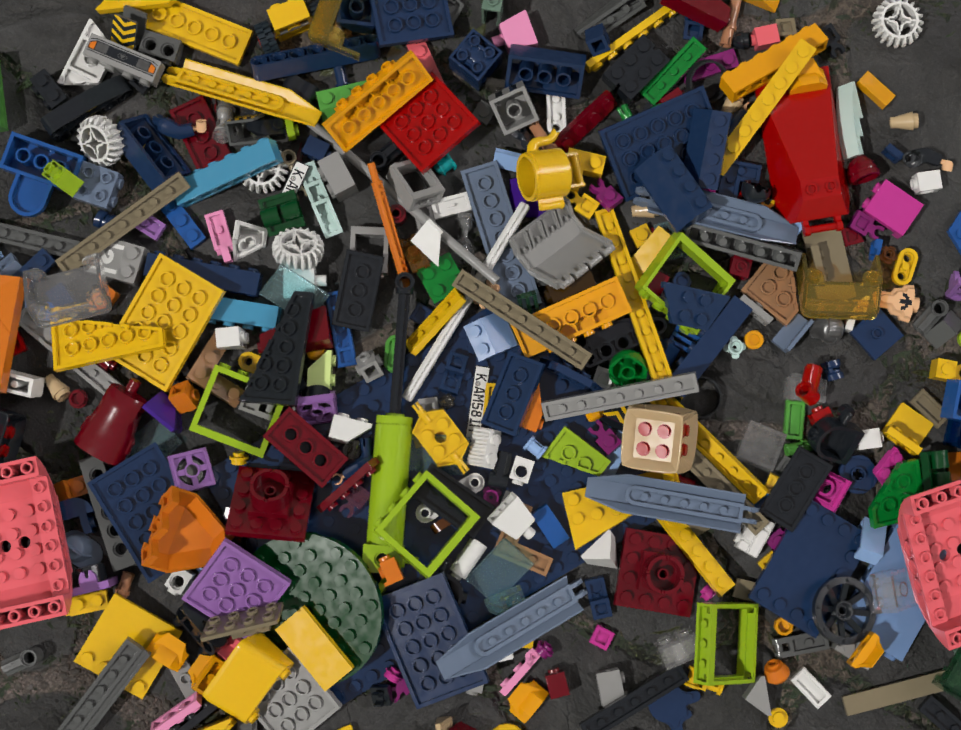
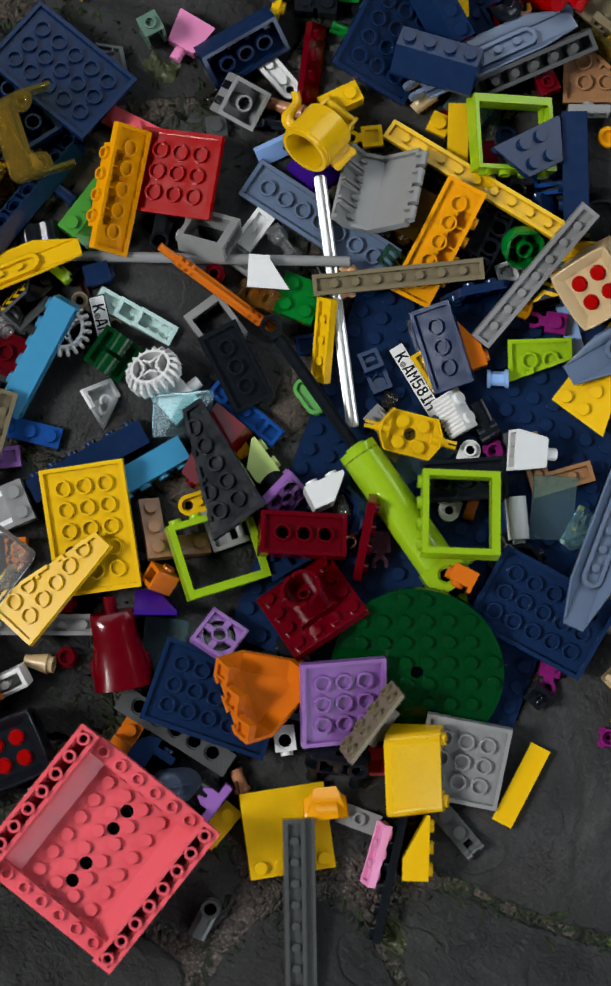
camera: 35 degrees left, 0 degrees up
(203, 671) = (371, 798): light orange slope -> none
(220, 235) = (73, 416): bright pink hinge -> none
(231, 338) = (159, 495): white slope -> none
(239, 458) = (250, 593): yellow plate -> none
(314, 648) = (450, 697): yellow tile -> none
(339, 179) = (137, 283): light grey brick -> none
(369, 365) = (297, 423): light grey brick -> none
(393, 674) = (533, 669): dark pink plate -> none
(445, 165) = (221, 199): teal brick -> none
(475, 59) = (173, 85): dark blue brick -> none
(490, 336) = (382, 313): medium blue slope -> none
(520, 461) = (502, 397): white brick -> none
(550, 526) = (564, 435): blue slope -> none
(607, 197) = (382, 114): magenta plate -> none
(739, 347) = (601, 152): light aqua plate -> none

